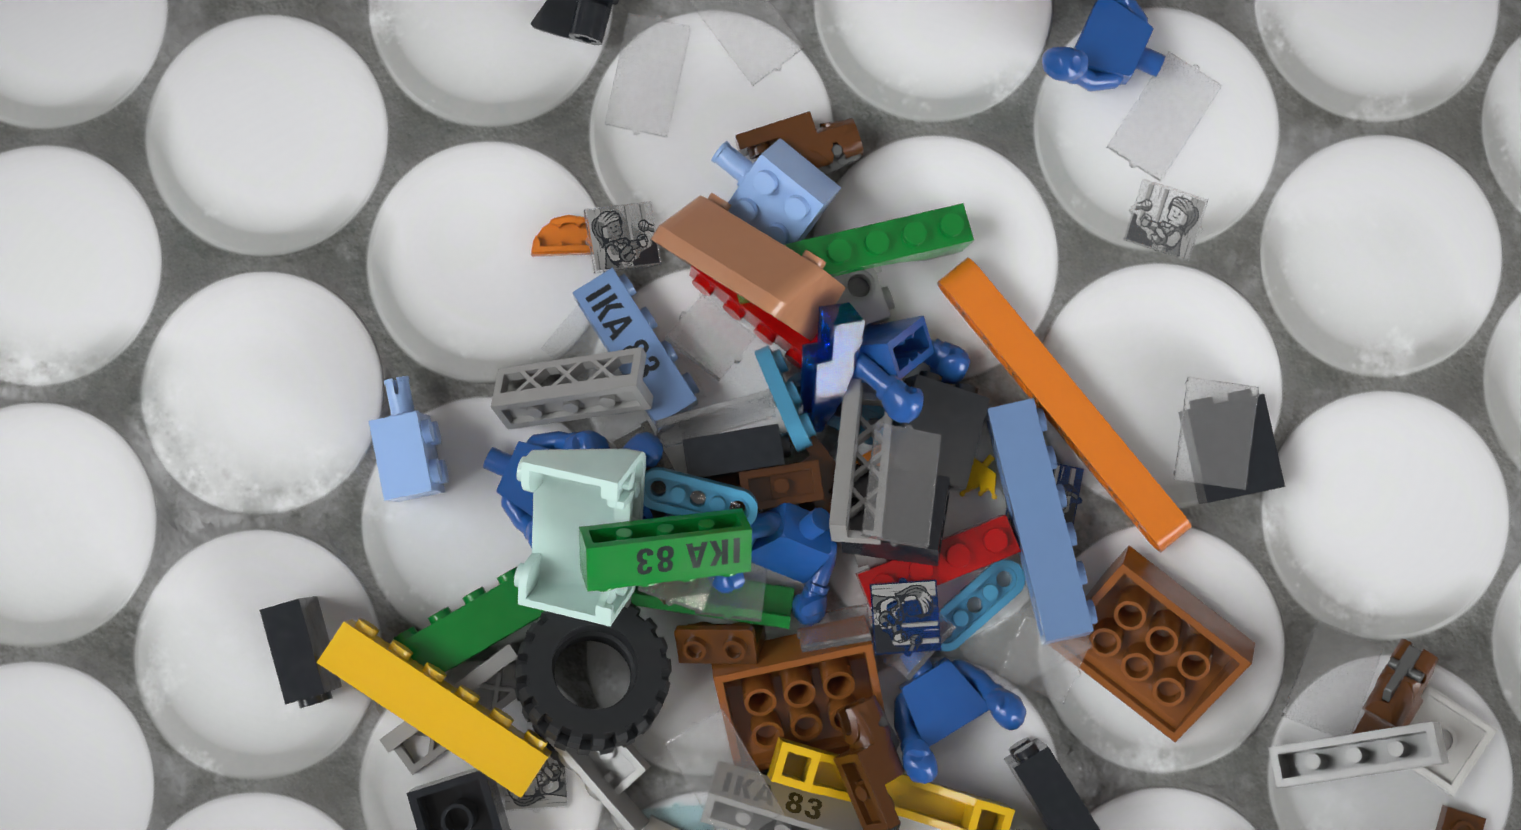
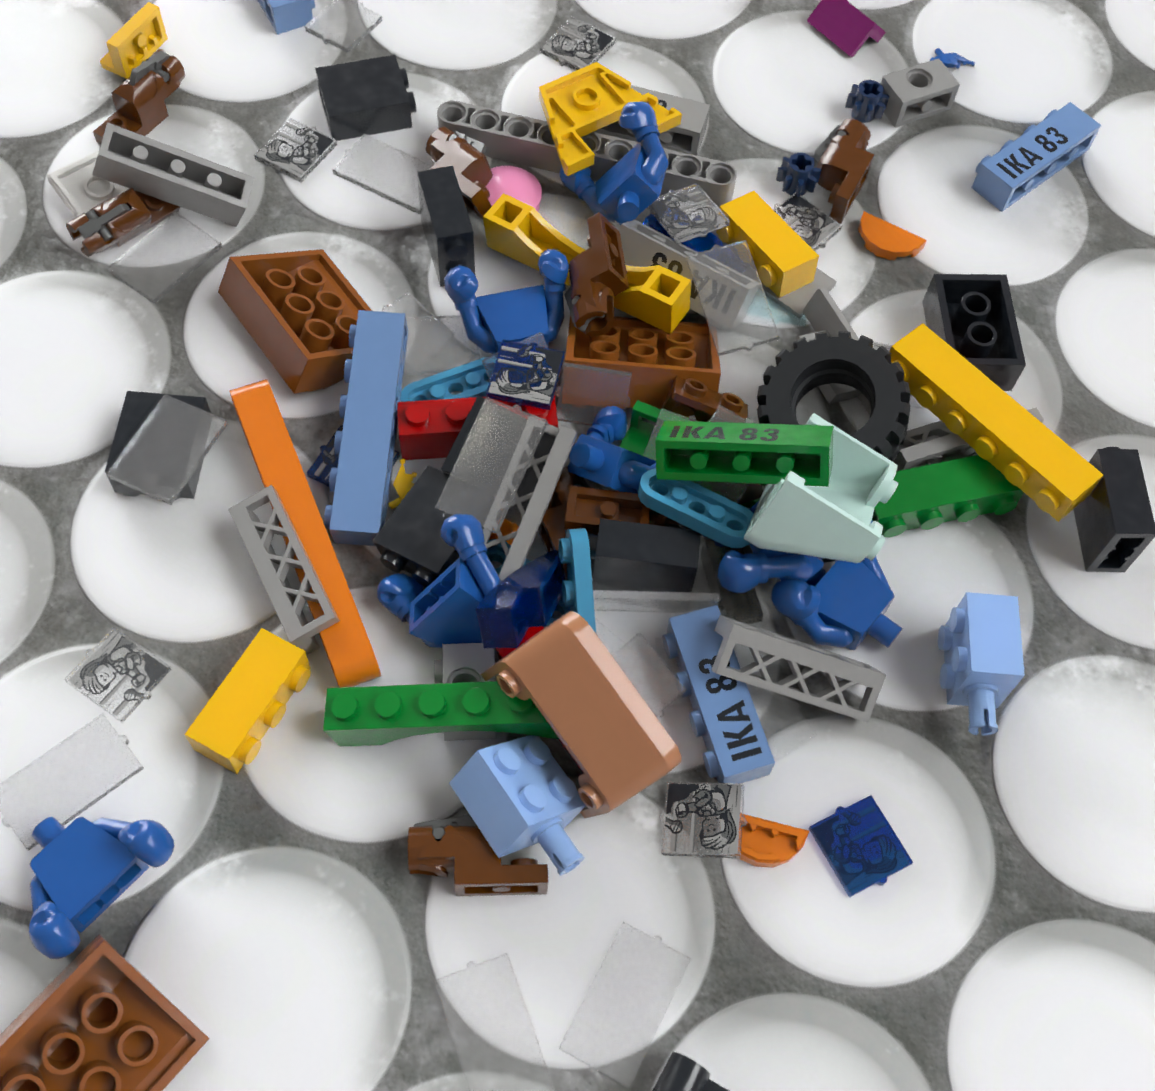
camera: 170 degrees left, 25 degrees down
(484, 259) = (860, 846): none -> clear blue piece
(1038, 222) = (249, 701): none -> yellow brick
(1066, 346) = (273, 568): none -> light grey fence

